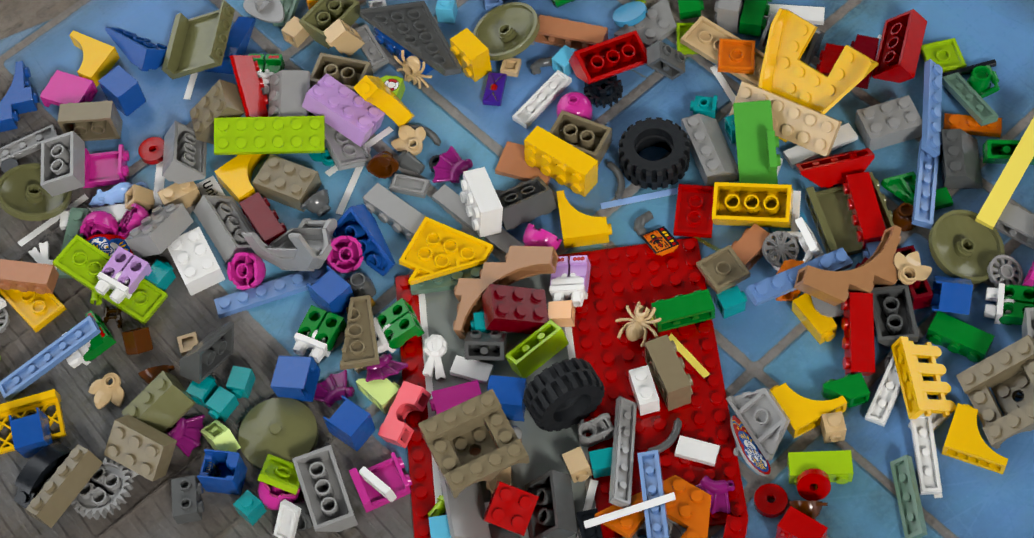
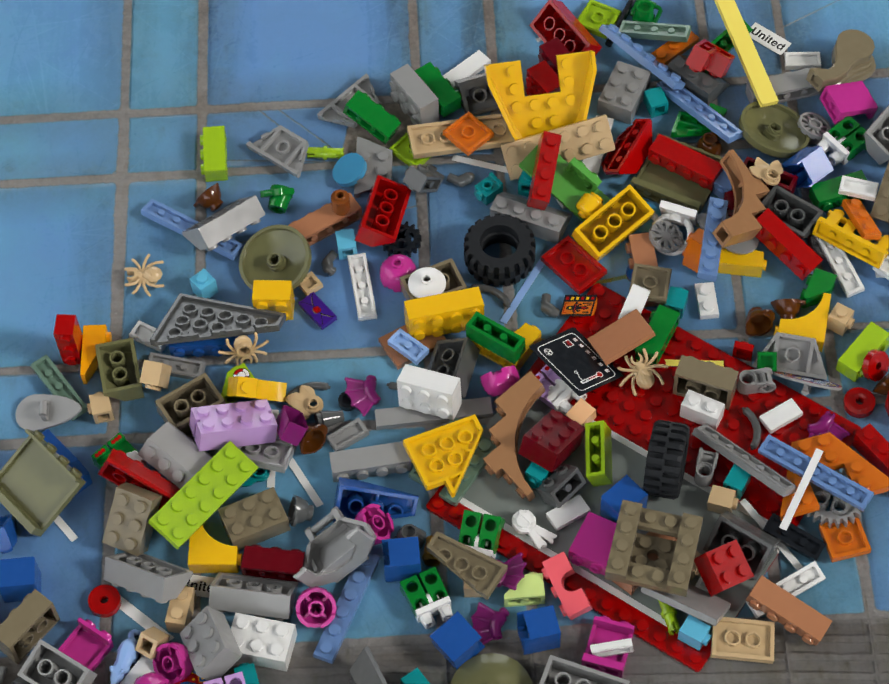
camera: 55 degrees left, 0 degrees up
(385, 139) = (293, 423): none -> magenta piece
(514, 162) = (408, 346): none -> light blue plate
(565, 205) = (495, 337): none -> green brick
(573, 135) = (421, 288): none -> white dish
(586, 26) = (340, 202): none -> dark orange brick
(602, 274) = (575, 361): none -> black sticker
(653, 286) = (621, 337): none -> nougat tile
(692, 273) = (635, 300): none -> white tile
(697, 86) = (462, 180): none -> dark grey arm
(713, 411) = (759, 381): none -> light grey piece
(733, 380) = (743, 350): none -> red plate
(737, 403) = (767, 359): none -> green tile
(742, 121) = (544, 170): none -> red brick
(751, 174) = (589, 204): none -> yellow head
(756, 322) = (706, 300): none -> white plate
(770, 370) = (759, 321): none -> reddish brown piece
(803, 383) = (787, 307): none -> reddish brown piece
(904, 150) = (655, 102): none -> teal brick
(945, 371) = (861, 219): none -> orange plate
(970, 345) = (858, 188): none -> white tile
(977, 147) = (709, 57): none -> red brick

